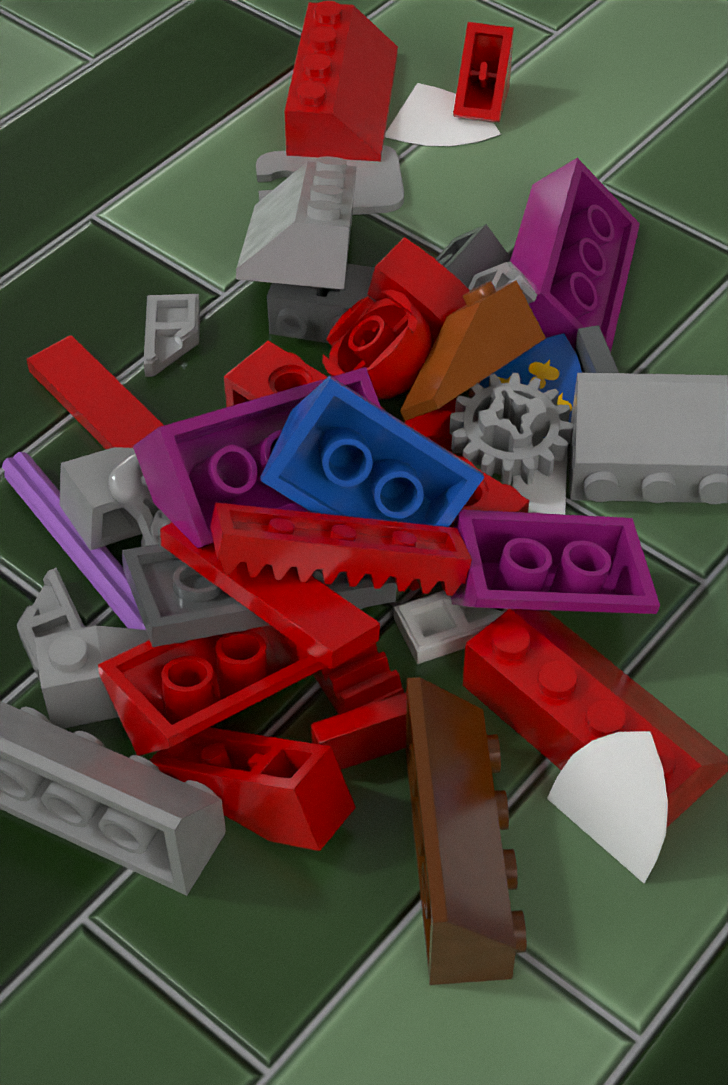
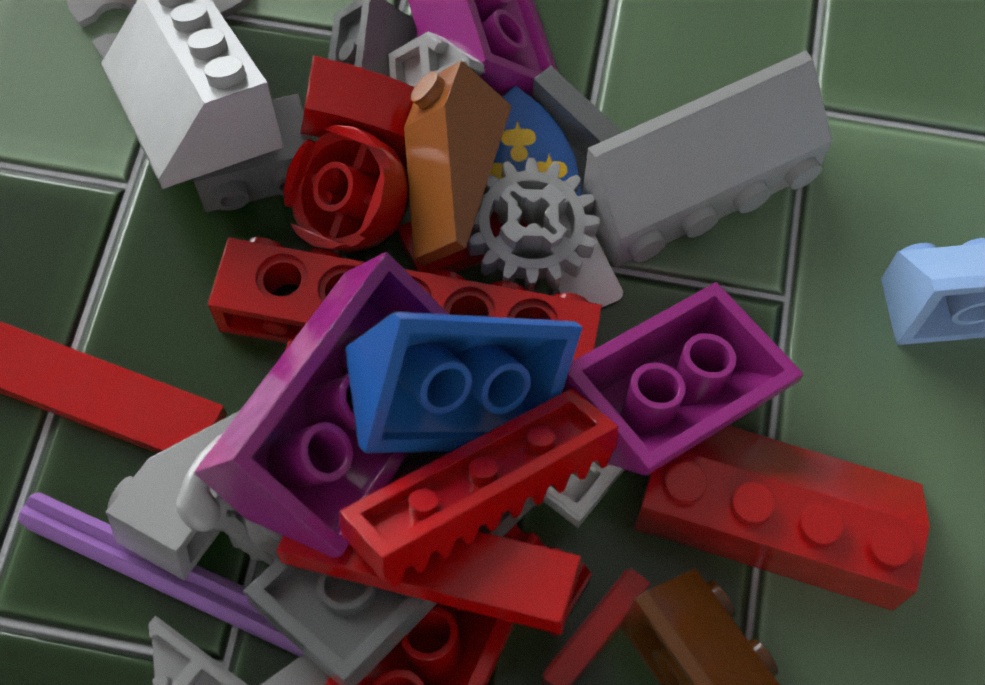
camera: 30 degrees left, 15 degrees up
(170, 329) = (98, 258): light grey tile -> none
(617, 797) = (866, 592): white sticker -> none

